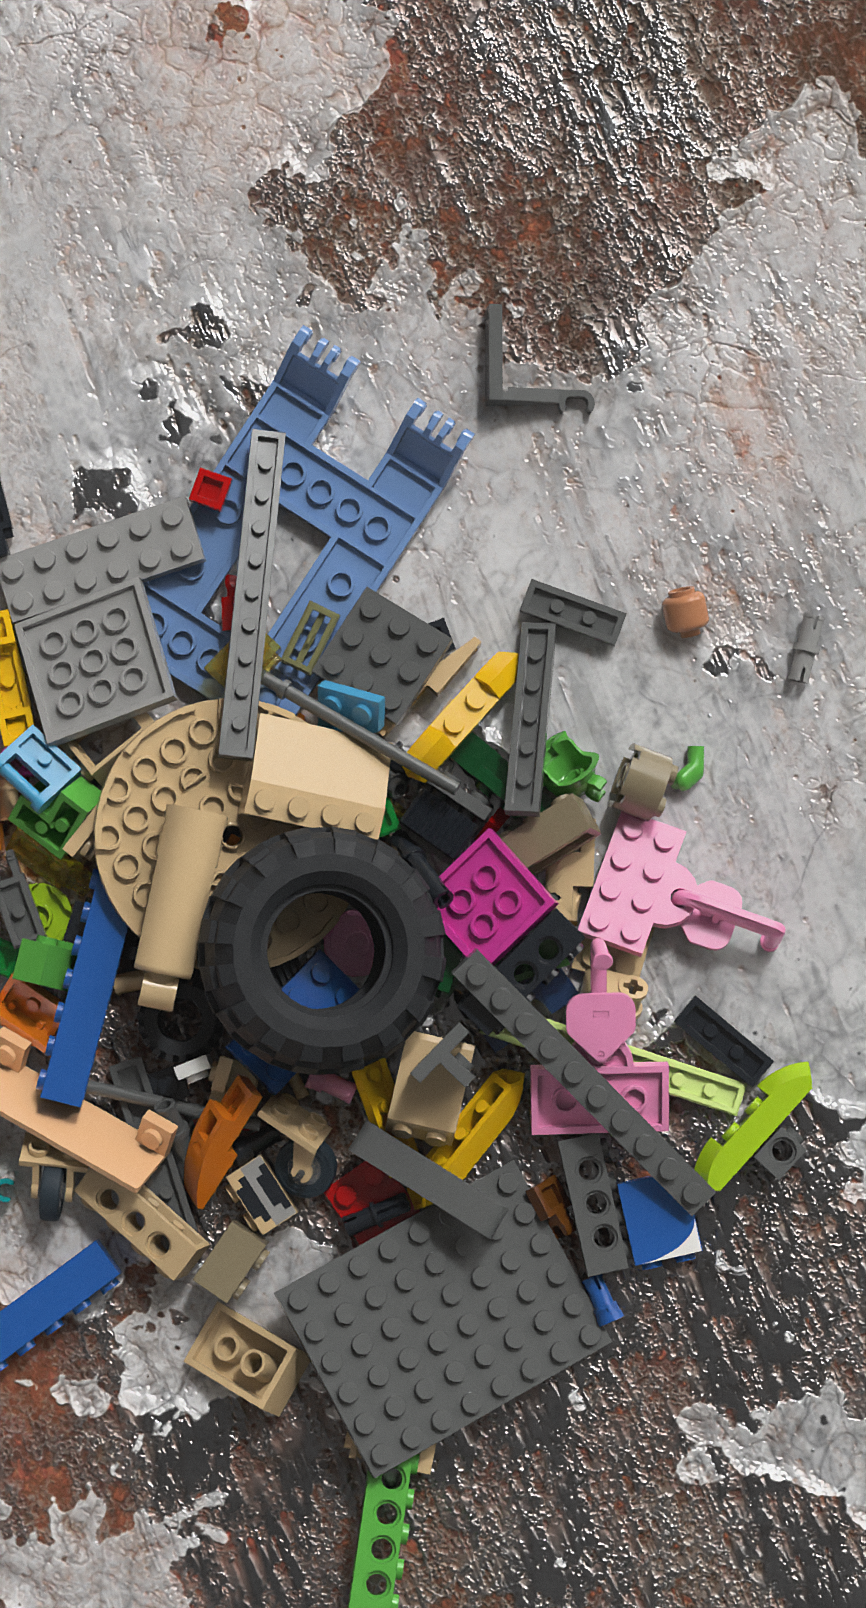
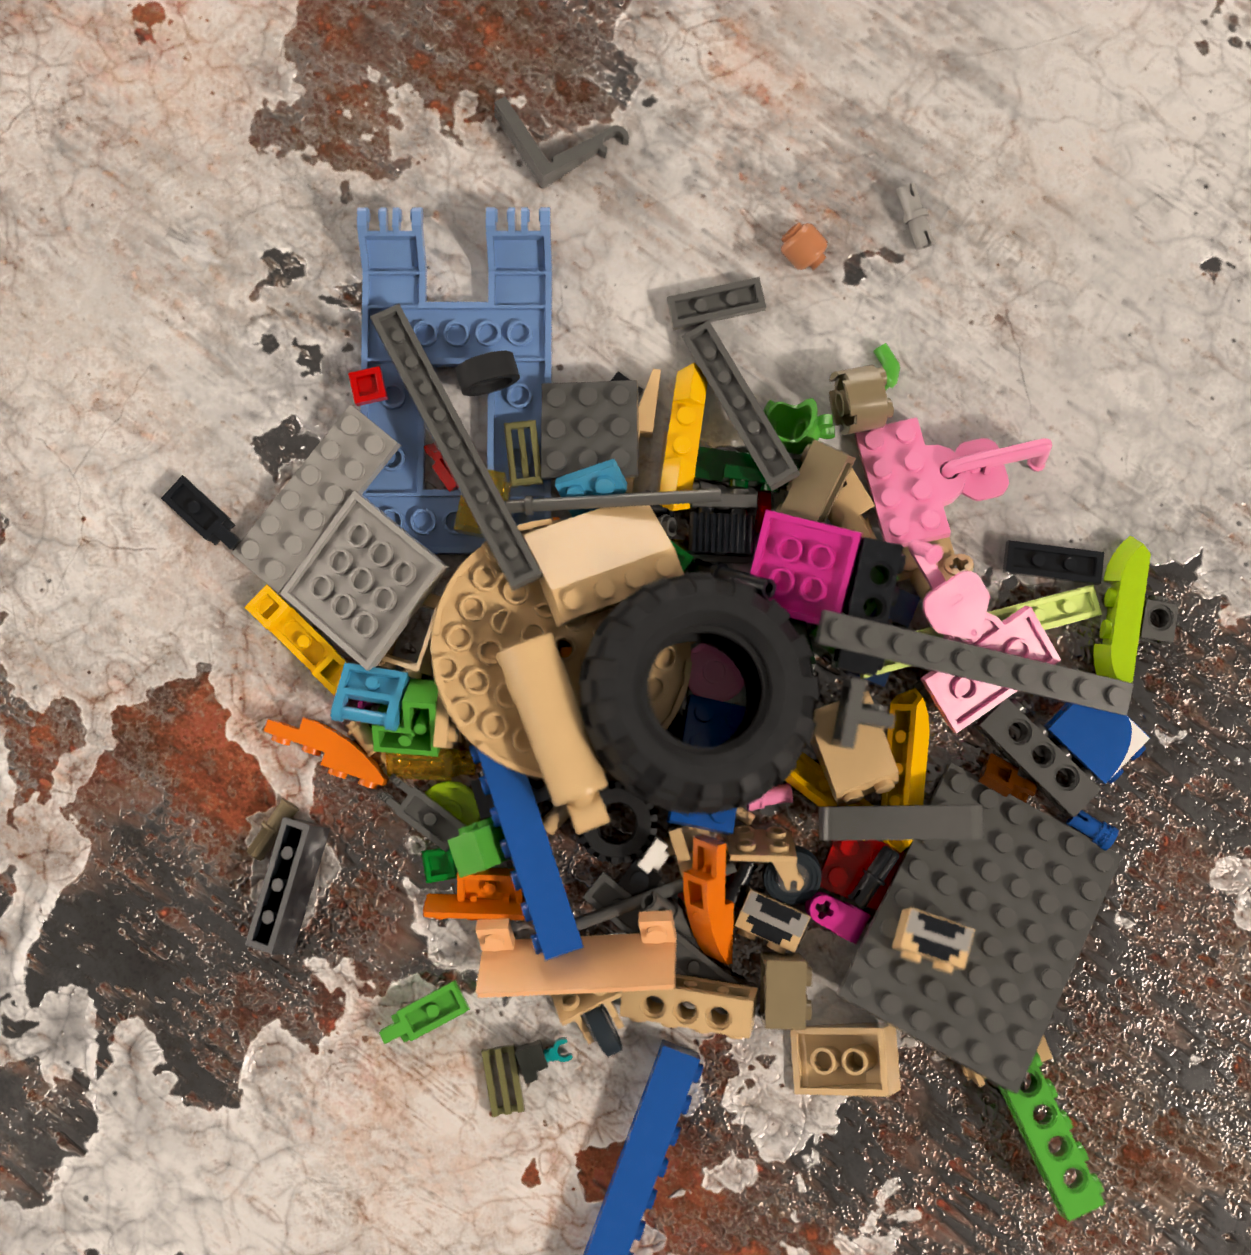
camera: 30 degrees left, 0 degrees up
(322, 548) = (487, 373): none -> black tyre
(325, 1235) = (840, 917): none -> dark pink piece
(387, 1298) = (932, 939): none -> brick

